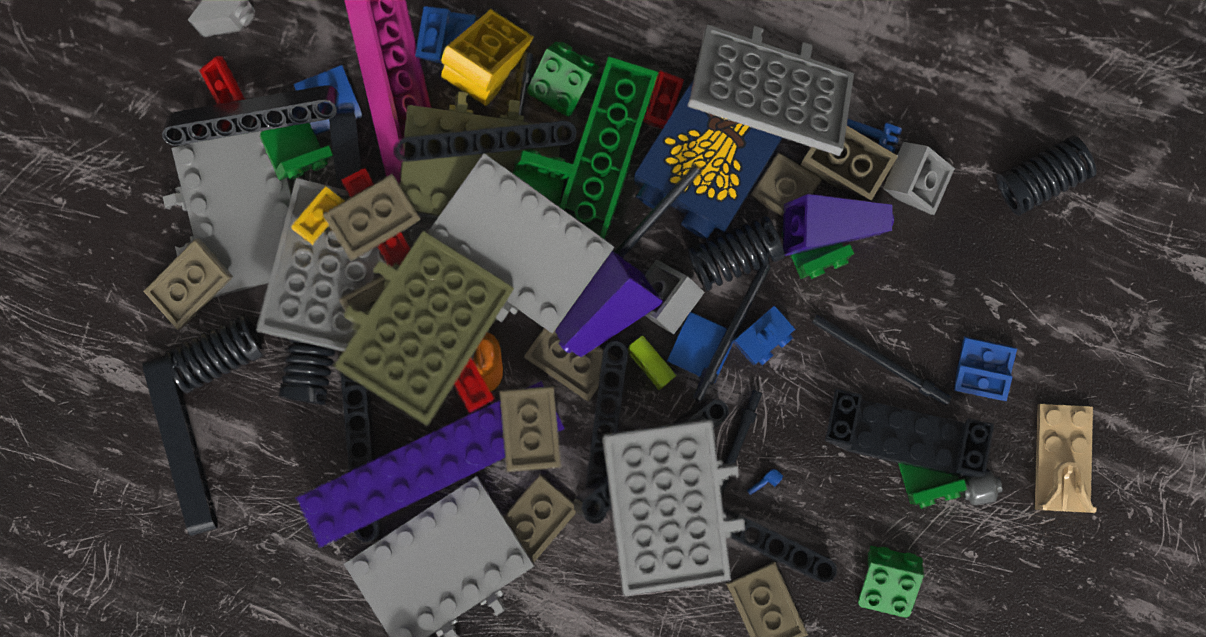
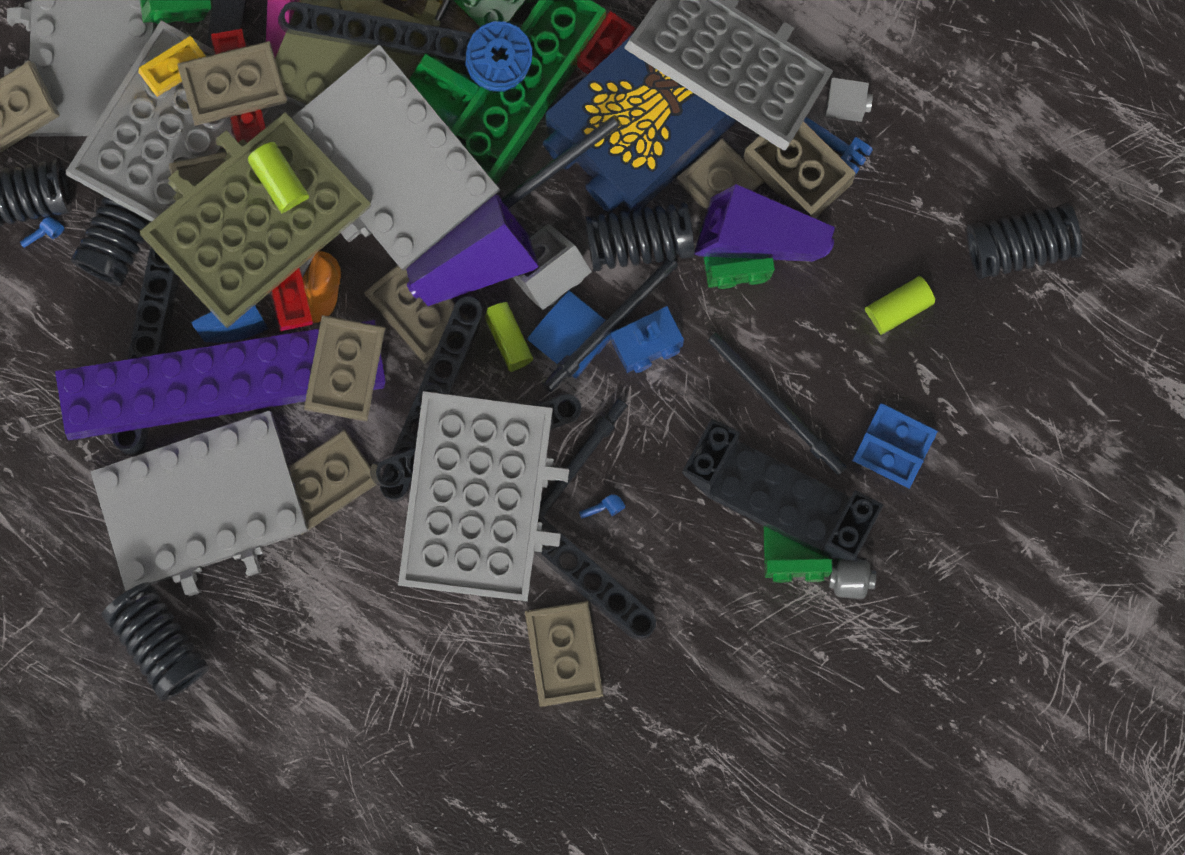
camera: 15 degrees right, 5 degrees down
(252, 370) = (47, 226): none -> blue hand
(409, 422) = (214, 331): none -> blue slope
(433, 289) = (277, 177): none -> lime brick
(597, 130) = (497, 38): none -> blue wheel
(872, 93) = (848, 100): none -> light grey brick
(891, 581) = (716, 660): green bracket -> none
(919, 177) = (877, 207): light grey slope -> none
(958, 252) = (900, 305): none -> lime brick
(1064, 458) = (960, 572): tan plate -> none

